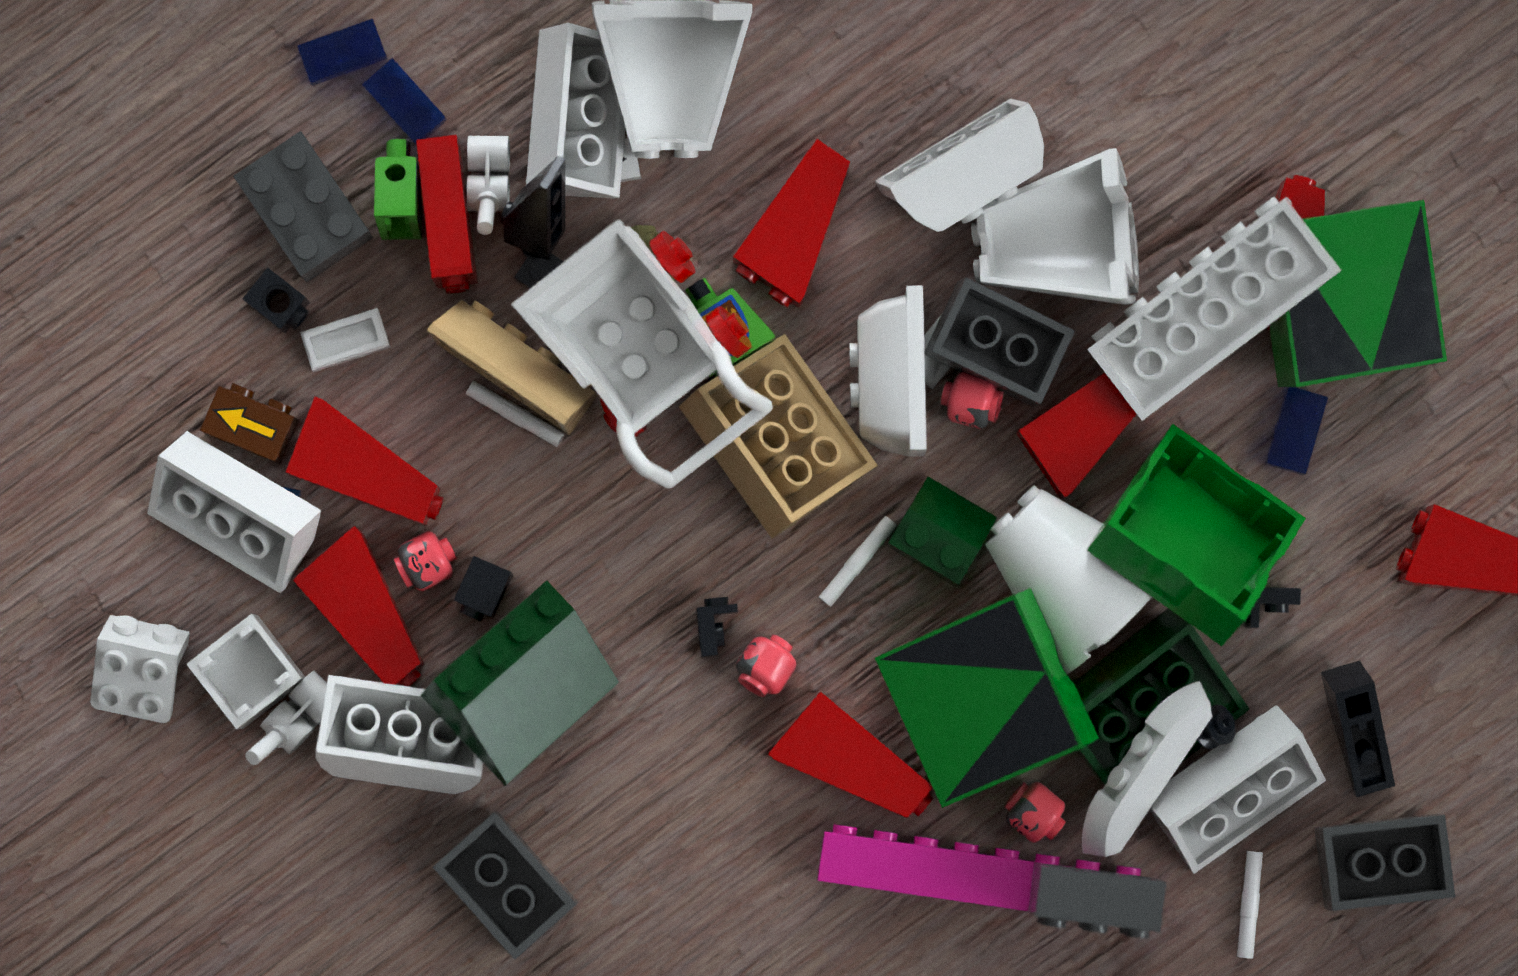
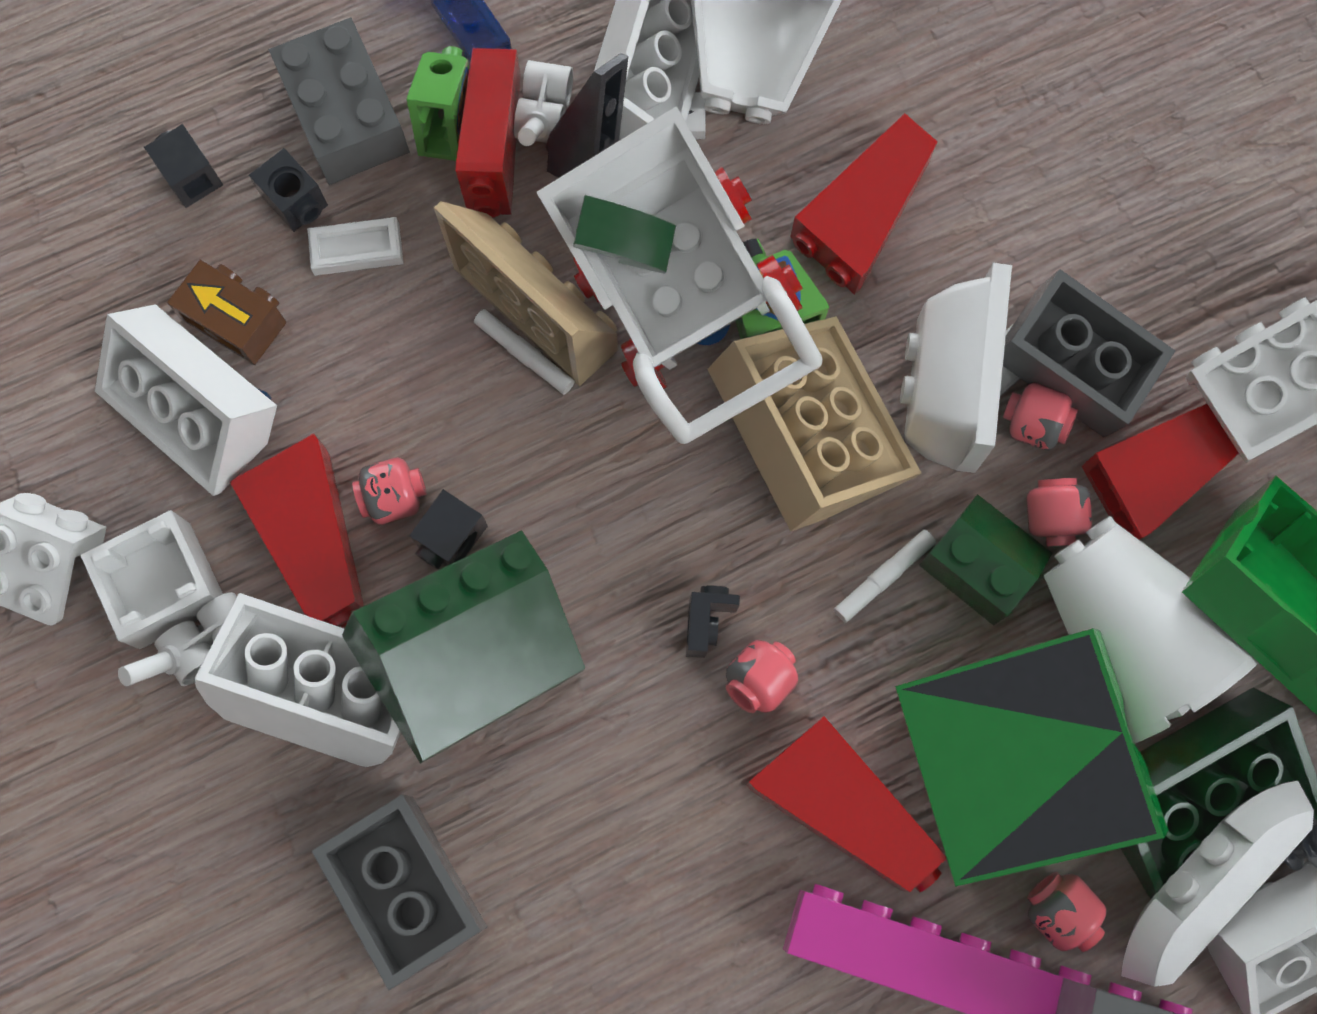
camera: 15 degrees right, 10 degrees down
(175, 292) = (183, 165): none -> black brick
(356, 465) = (335, 374): red slope -> none
(590, 325) = (624, 234): none -> dark green slope
(969, 168) = (1070, 166): white windscreen -> none
(996, 482) = (1059, 511): none -> coral head
(1063, 235) = (1167, 251): white cone -> none

